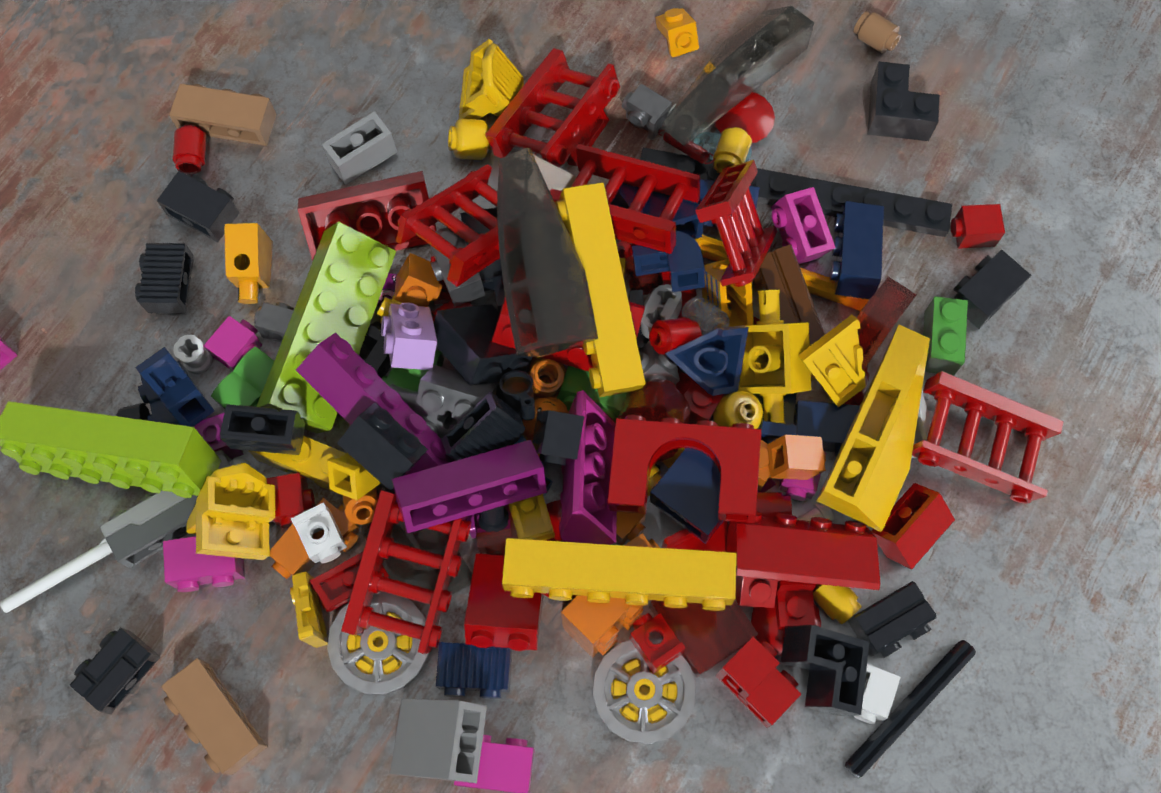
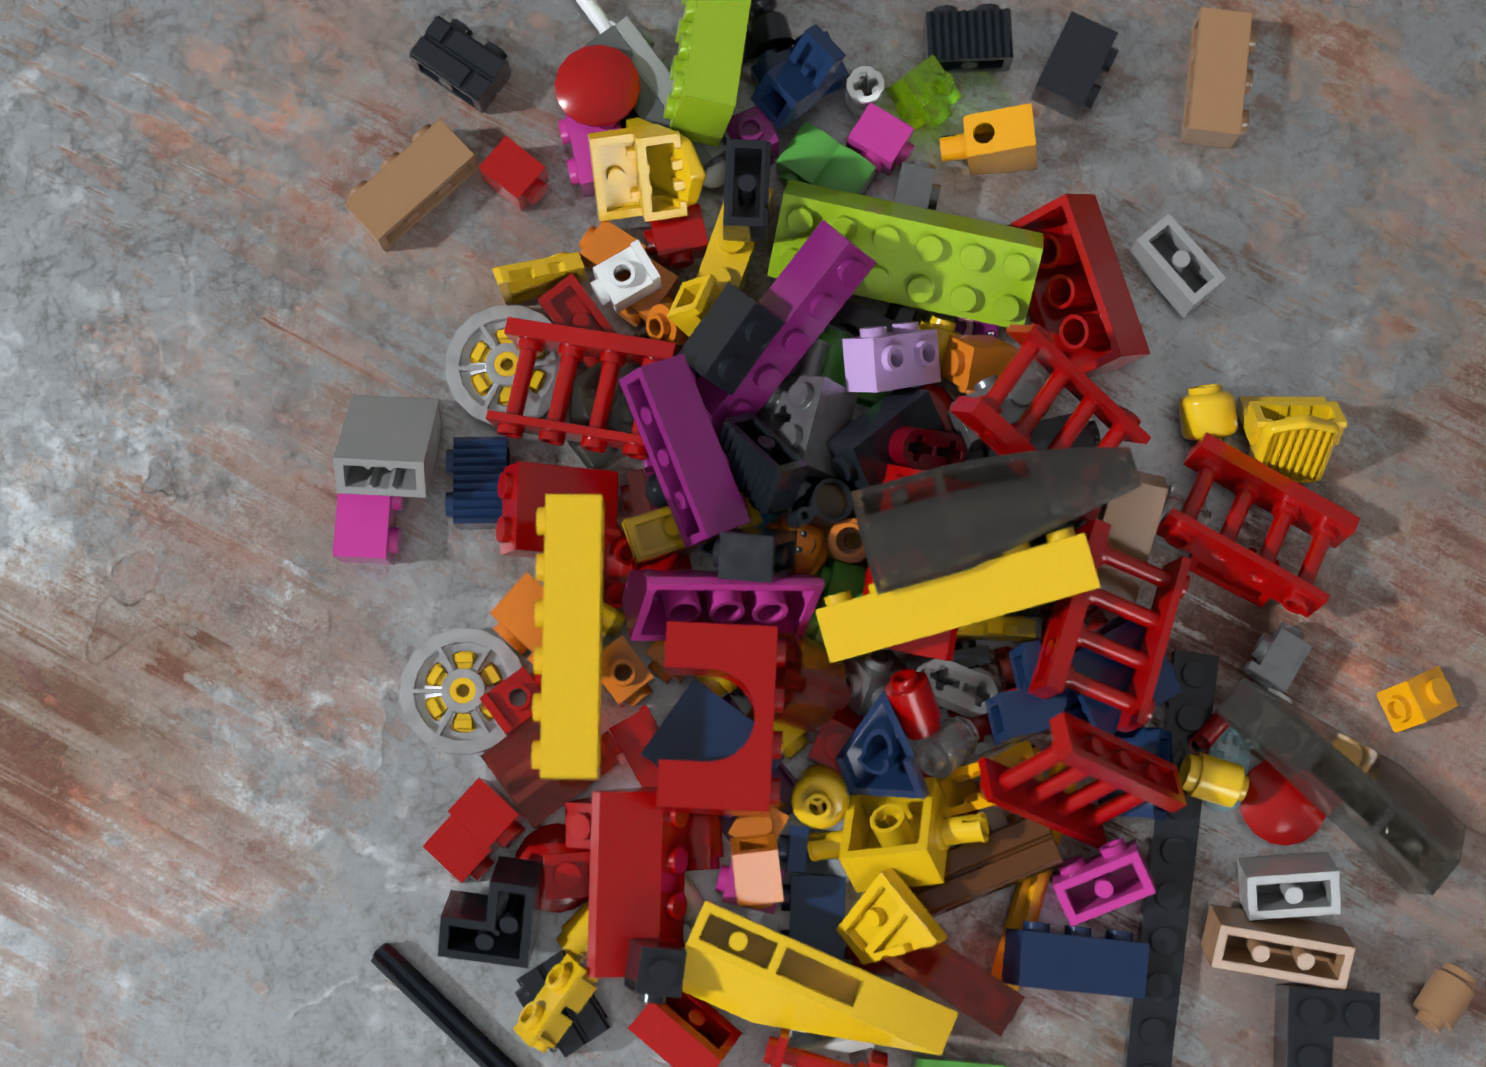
camera: 85 degrees right, 10 degrees up
(155, 551) = (597, 86): none -> red dish
(189, 149) = (1159, 41): red brick -> none
(202, 308) = (924, 94): none -> clear neon green brick
(218, 628) = (515, 174): none -> red brick
(482, 315) = (929, 442): none -> dark red beam
(804, 113) = (1289, 886): none -> light grey brick
(846, 123) = (1278, 947): none -> medium nougat brick
(875, 533) = (655, 970): none -> black brick
(878, 694) = (469, 980): white brick -> none
(905, 627) = (541, 1020): none -> yellow hinge

